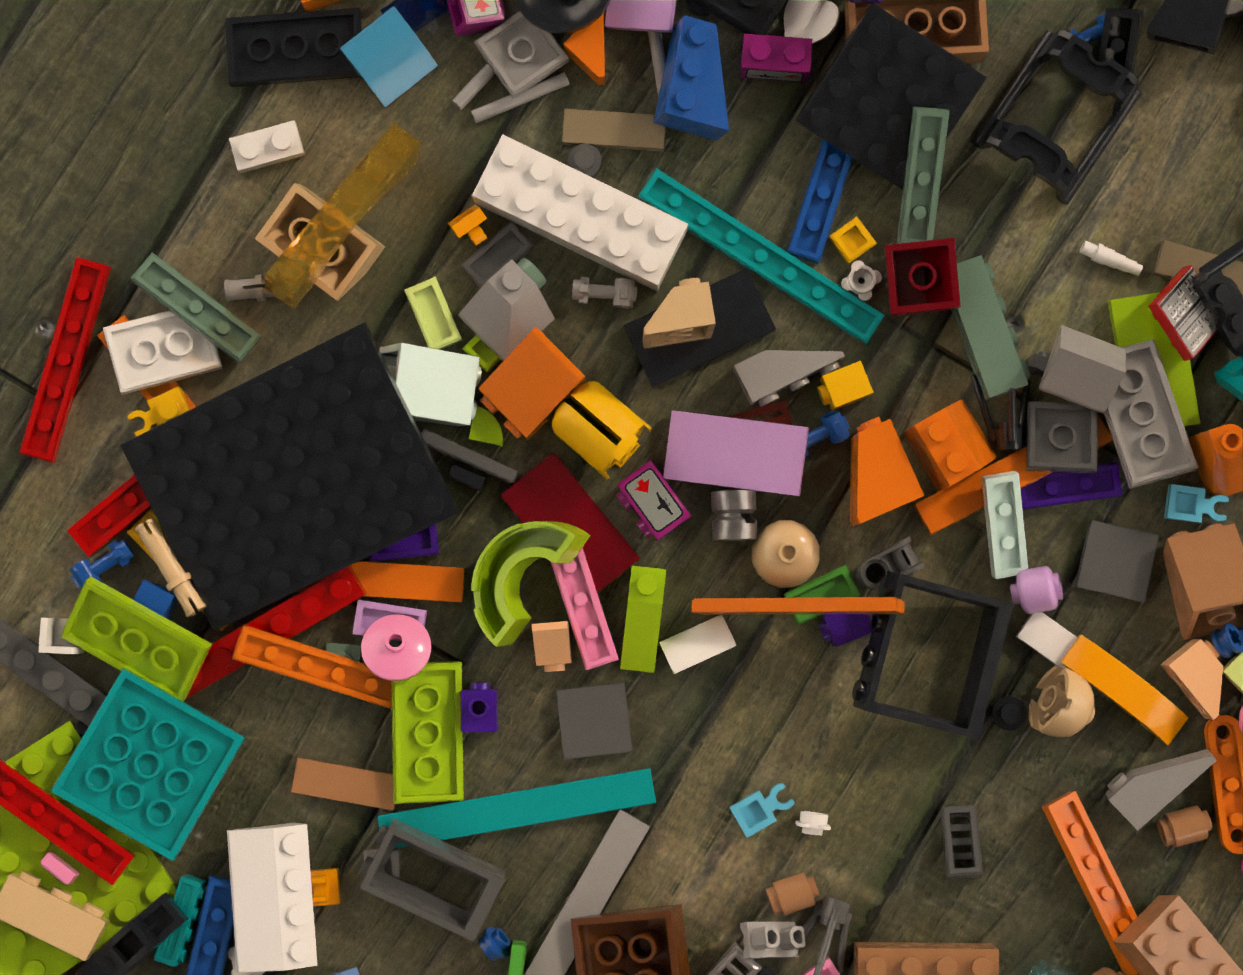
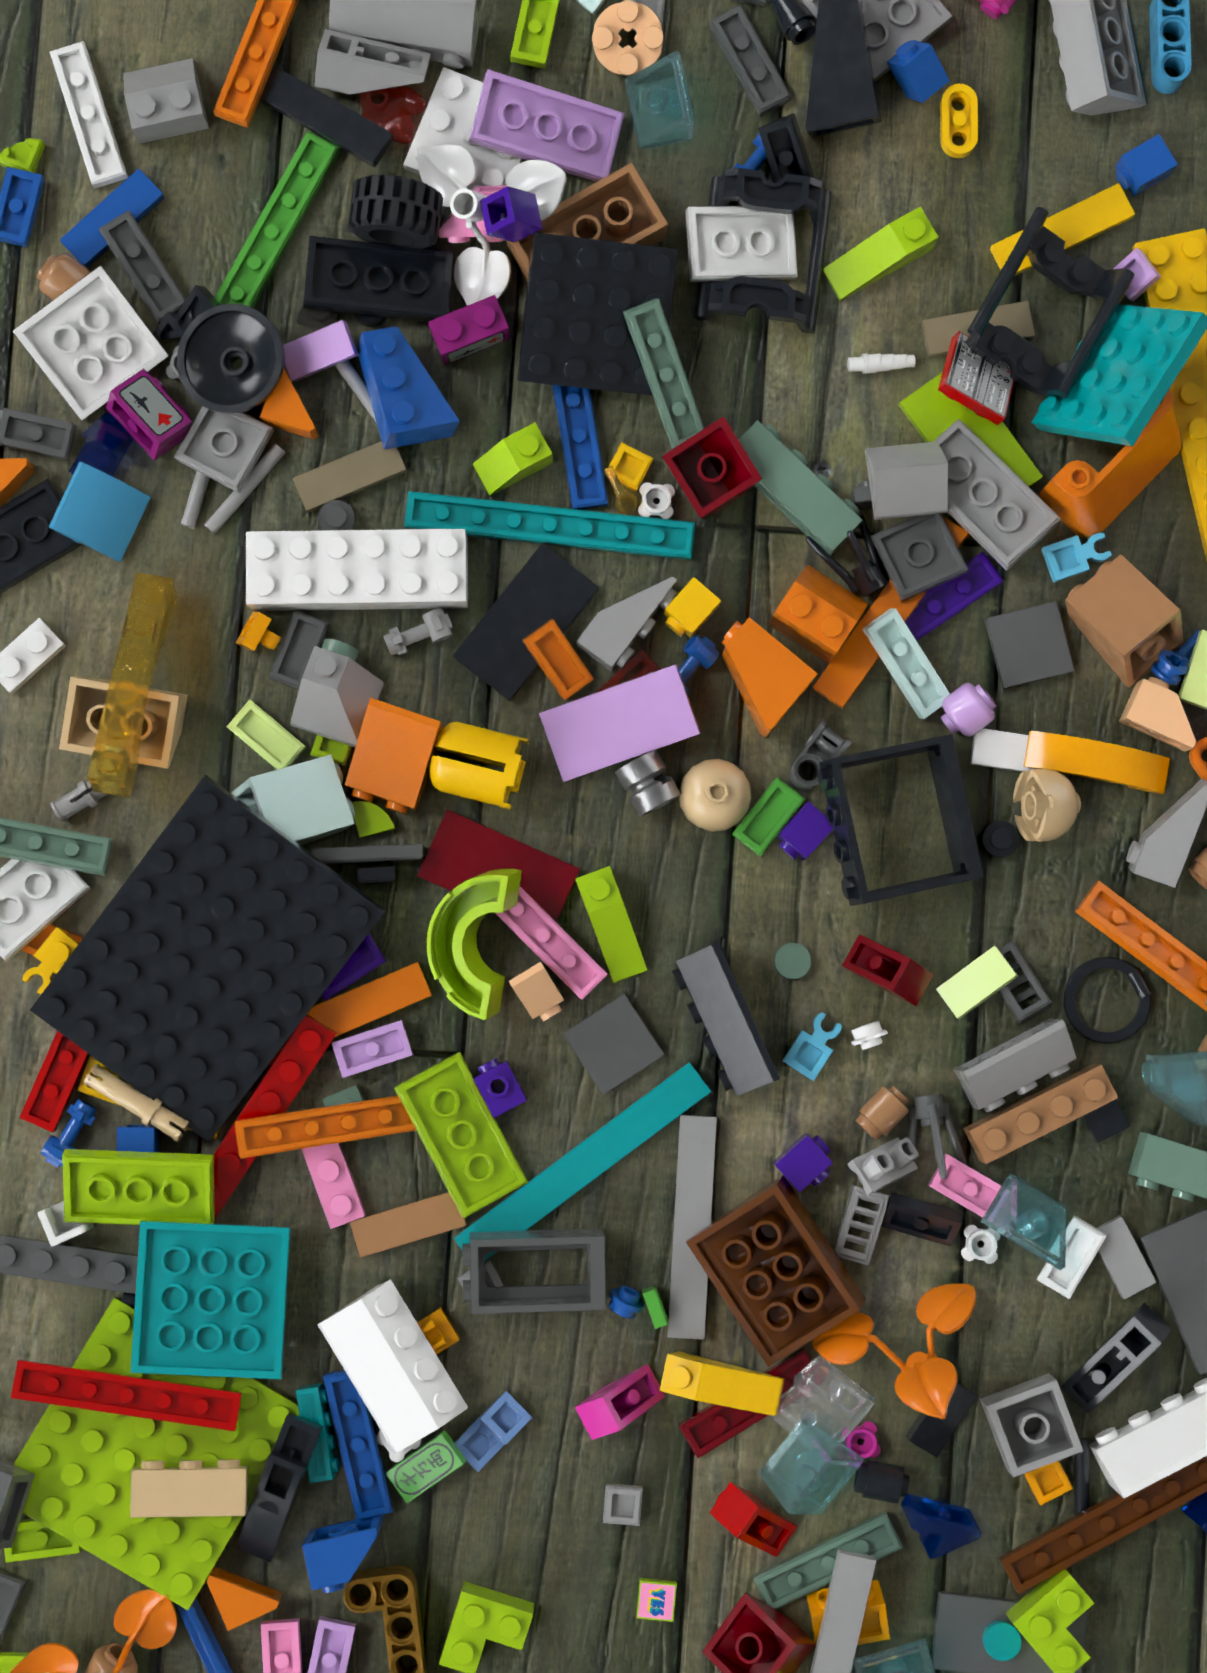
camera: 30 degrees left, 0 degrees up
(59, 868) = (176, 1440): bright pink tile -> none
(300, 719) = (334, 1184): none -> bright pink plate
(401, 661) = (400, 1081): bright pink dish -> none
(652, 501) = (564, 808): brick -> none
(682, 316) = (504, 618): tan slope -> none
(697, 644) = (675, 922): white slope -> none
(699, 749) = (726, 1020): none -> slope
(705, 902) = (805, 1162): none -> dark purple brick
(710, 373) = (558, 659): none -> orange tile
(758, 185) = (513, 459): none -> lime slope
(780, 727) = (792, 961): none -> sand green tile
(832, 605) = (751, 837): orange tile -> none
(834, 256) = (619, 490): none -> clear yellow hand
(857, 776) = (888, 970): none -> dark red slope
(926, 911) = (1016, 1064): none -> light grey slope
(928, 825) = (977, 982): none -> yellowish green tile
(1041, 97) = (739, 243): none -> white tile
(1065, 895) = (1136, 979): none -> black piece
(1158, 166) = (882, 254): none -> lime slope

